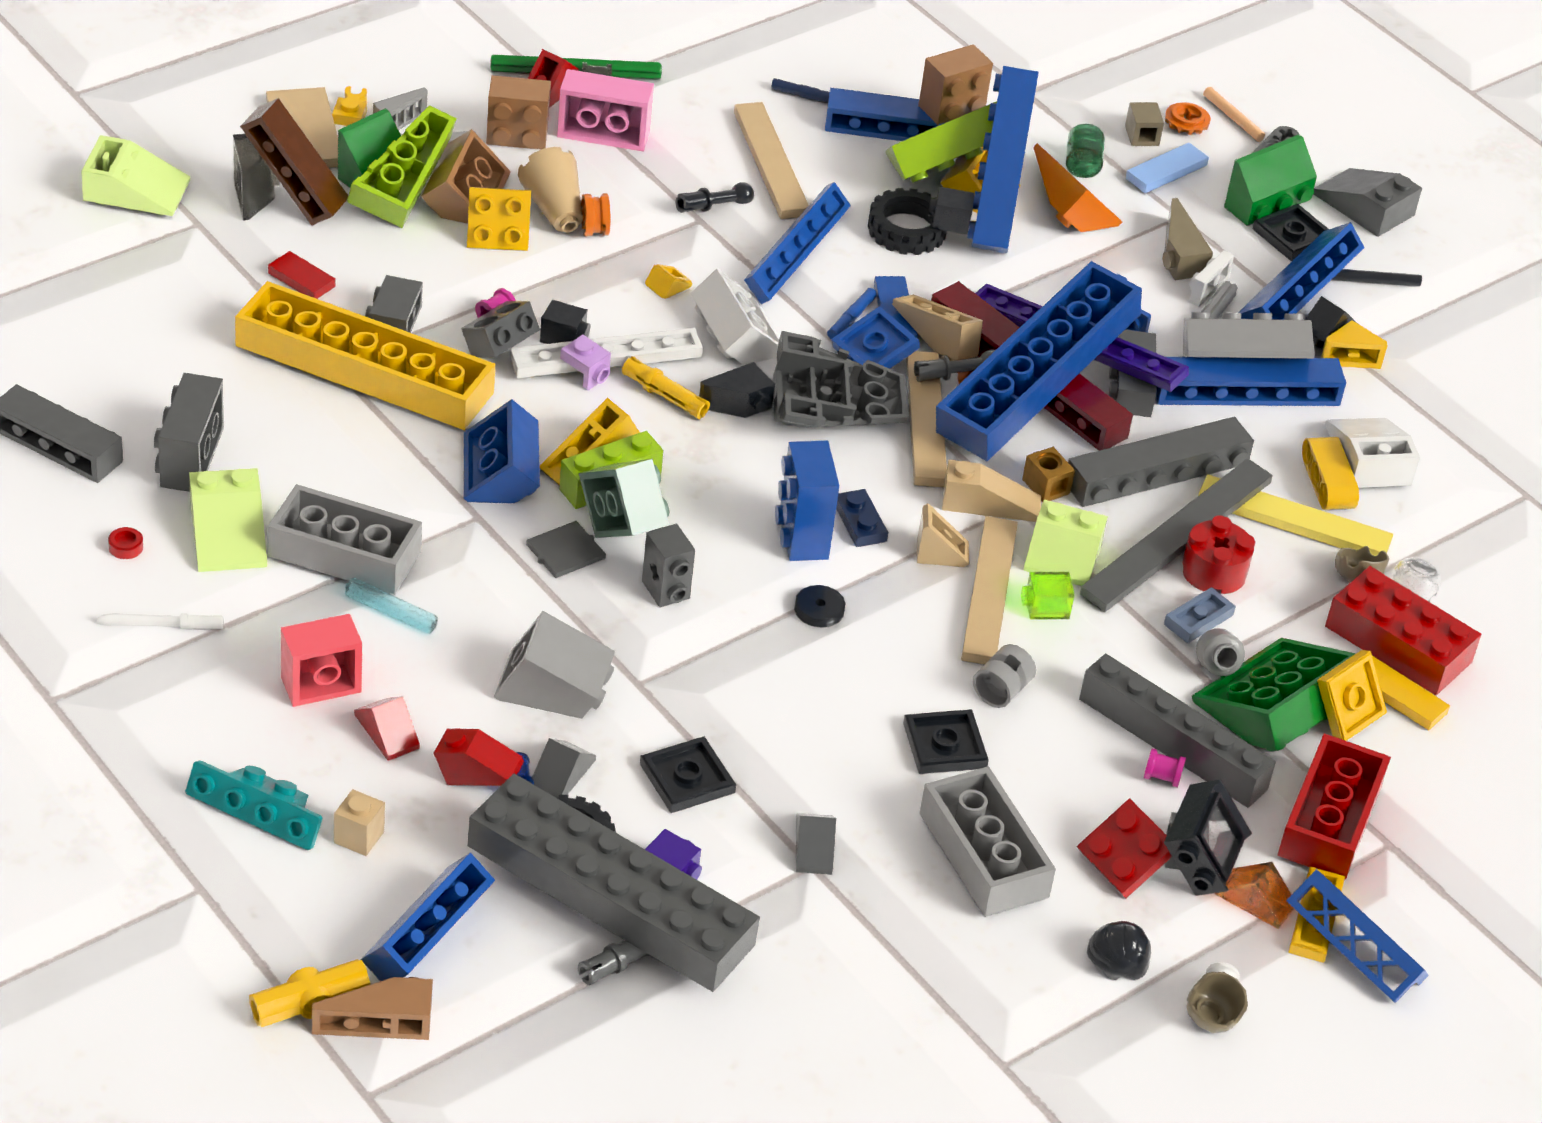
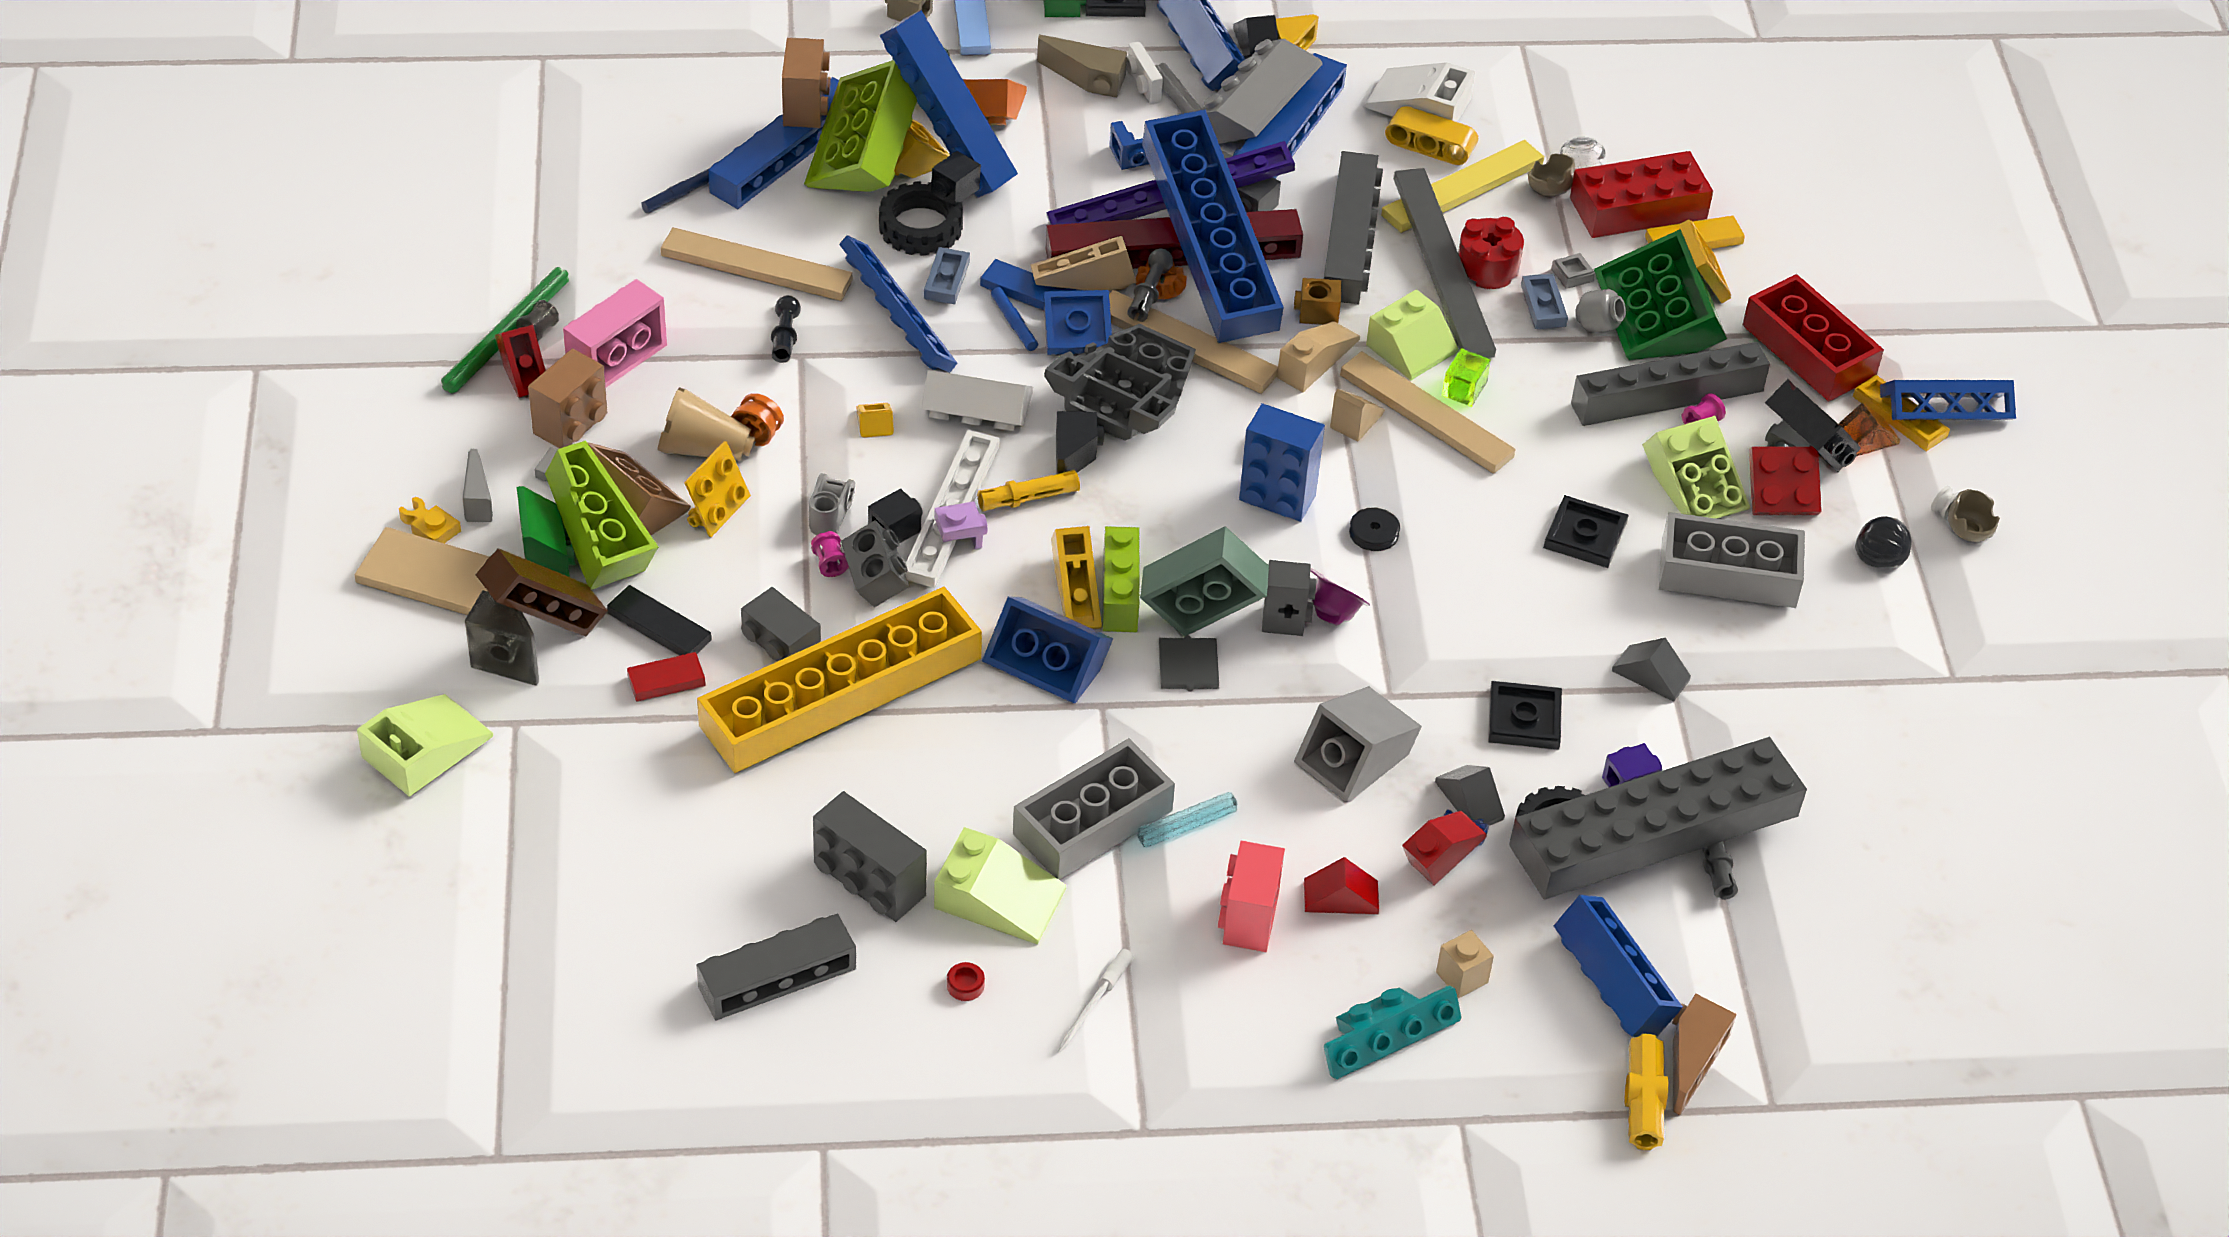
camera: 55 degrees left, 5 degrees up
(352, 252) = (658, 622): none -> black tile
(548, 283) = (829, 504): none -> light grey piece
(709, 598) = (1334, 602): none -> magenta piece
(858, 257) = (946, 275): none -> sand blue plate
(1004, 675) = (1547, 453): light grey wheel -> none
(1084, 785) = (1697, 469): none -> yellowish green slope
(1264, 625) = (1573, 270): none -> light grey tile

